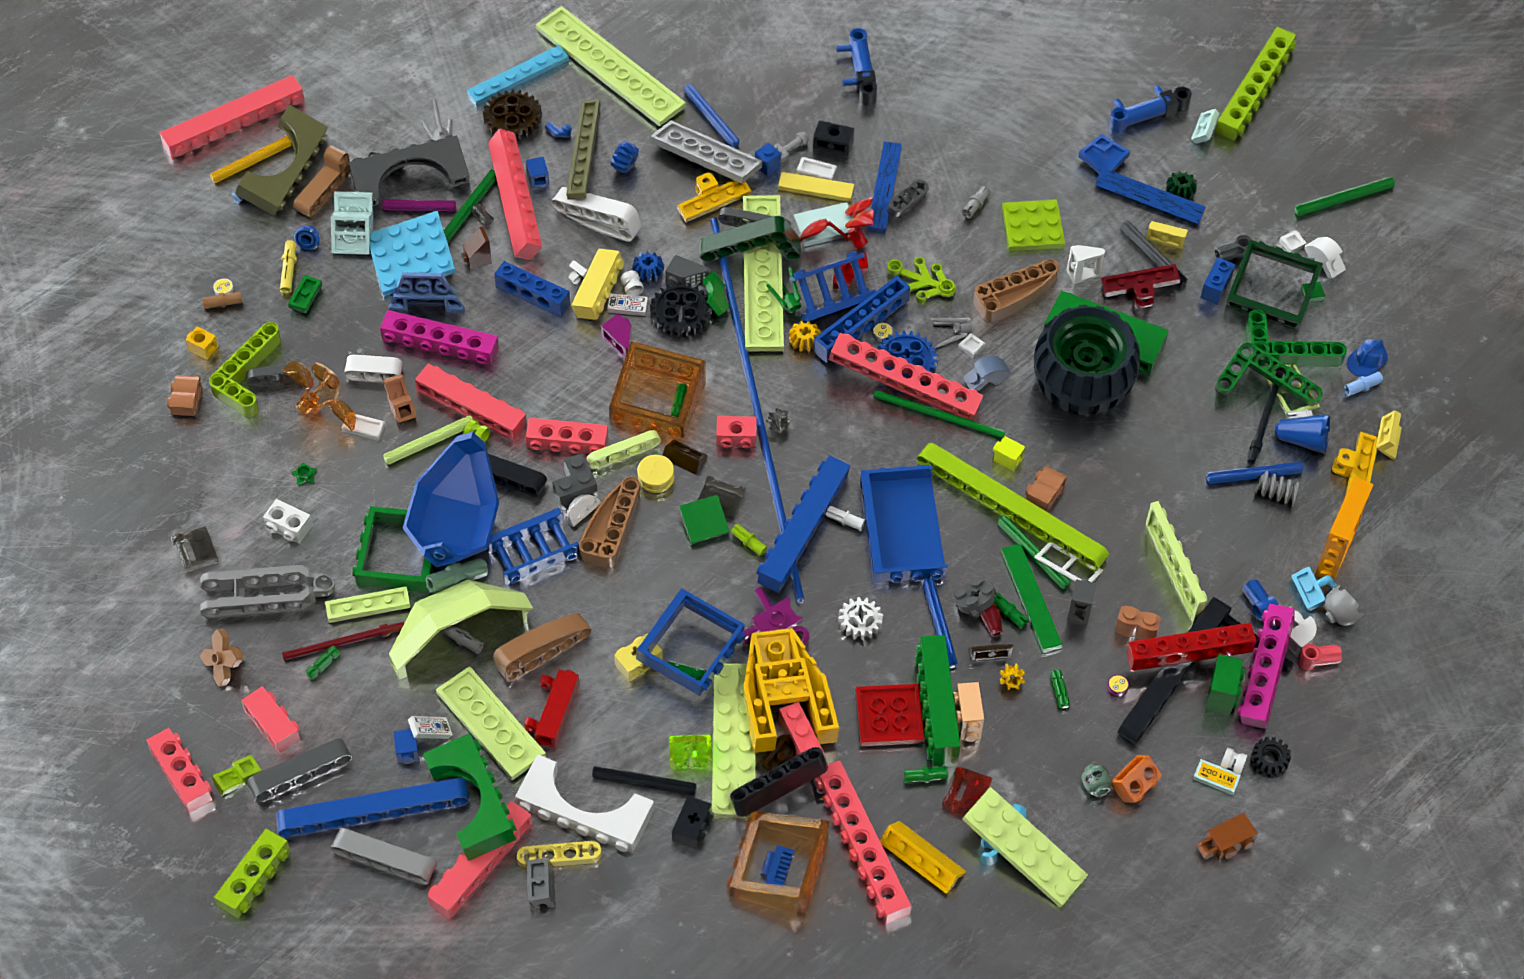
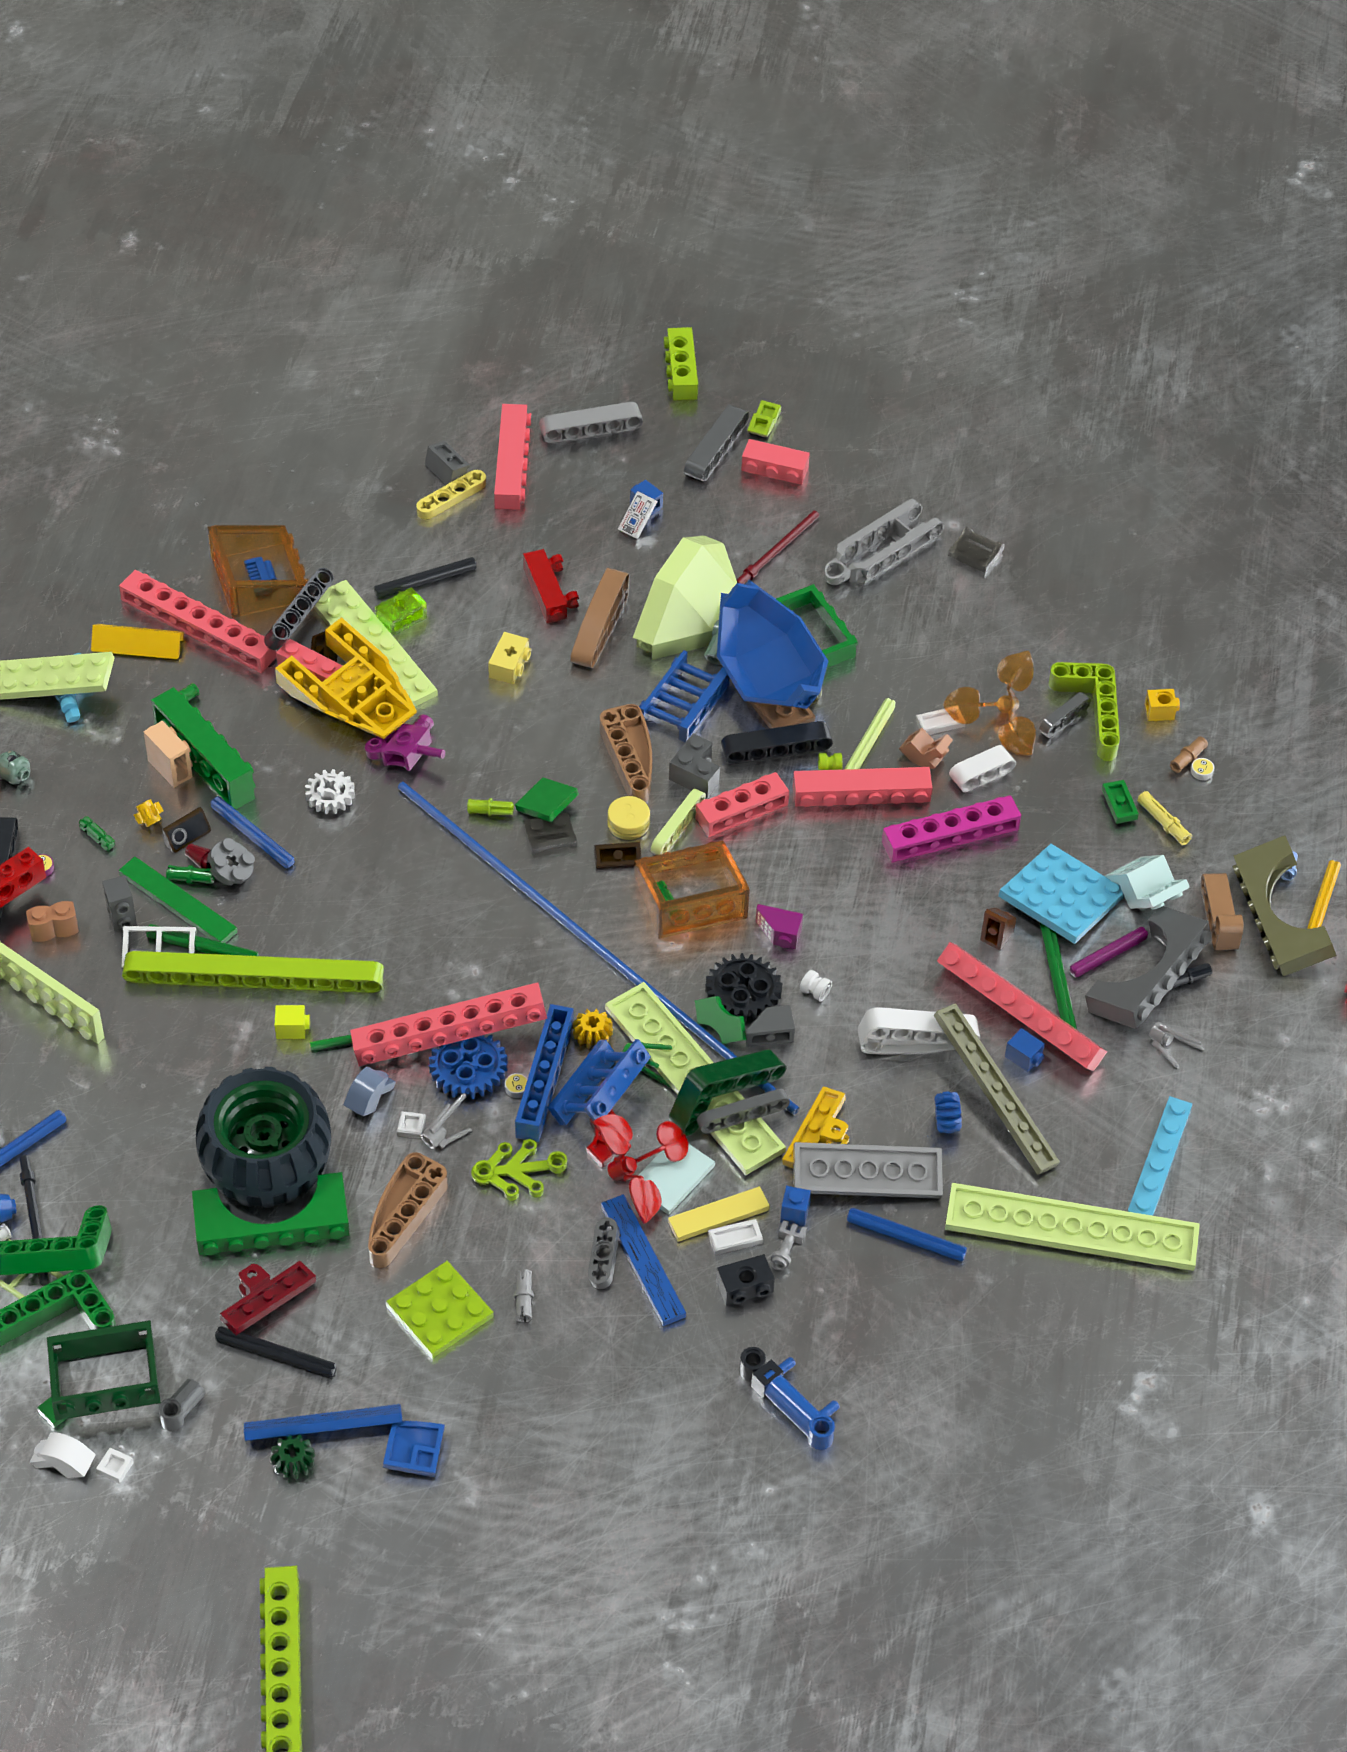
camera: 145 degrees right, 5 degrees down
(167, 742) = (810, 396): coral brick -> none
(185, 395) = (1123, 655): nougat brick -> none
(222, 657) = (857, 477): medium nougat plant -> none
(289, 518) = (919, 604): white brick -> none
(303, 468) = (950, 651): green plate -> none
(307, 237) = (1178, 854): blue brick -> none
(322, 662) = (778, 524): green axle -> none
(367, 604) = (791, 574): yellowish green plate -> none
(372, 807) = (631, 448): blue beam -> none
(424, 290) = (1001, 850): medium blue wedge -> none
(479, 211) = (1036, 976): clear smoke pin -> none
(490, 722) = (594, 549): yellowish green plate -> none
(490, 826) = (582, 504): green arch -> none
(512, 113) = (1115, 1101): dark brown gear -> none
(532, 289) = (908, 921): blue brick -> none
(565, 131) = (1052, 1115): blue arm -> none
(578, 273) = (878, 967): white tile -> none
(581, 507) = (670, 749): white tile -> none
(597, 284) = (848, 961): light yellow brick -> none
(618, 827) = (498, 519): white arch -> none
(627, 304) = (796, 969): white tile -> none
(648, 266) = (815, 1012): blue gear -> none
(689, 670) = (458, 674): green axle -> none
(692, 821) = (356, 562): black brick -> none
(709, 612) = (464, 643): blue window -> none
(729, 425) = (583, 895): coral brick -> none
(779, 420) = (549, 926): clear smoke gear -> none
(803, 523) = (446, 840): blue brick -> none
(845, 518) = (412, 876): white axle -> none
(889, 715) = (249, 726): red plate -> none
(902, 524) = (351, 896): blue panel -> none
(975, 789) = (122, 706): clear red plate -> none
(1046, 488) = (228, 1007): nougat brick -> none
(1077, 259) = (351, 1266): white tile -> none
(1166, 104) = (381, 1566): blue piece -> none
(1166, 234) = (274, 1385): light yellow panel -> none
(1205, 126) = (312, 1564): light aqua plate -> none
(1217, 281) = (176, 1348): blue brick -> none
(1344, 196) = (79, 1571): green axle -> none

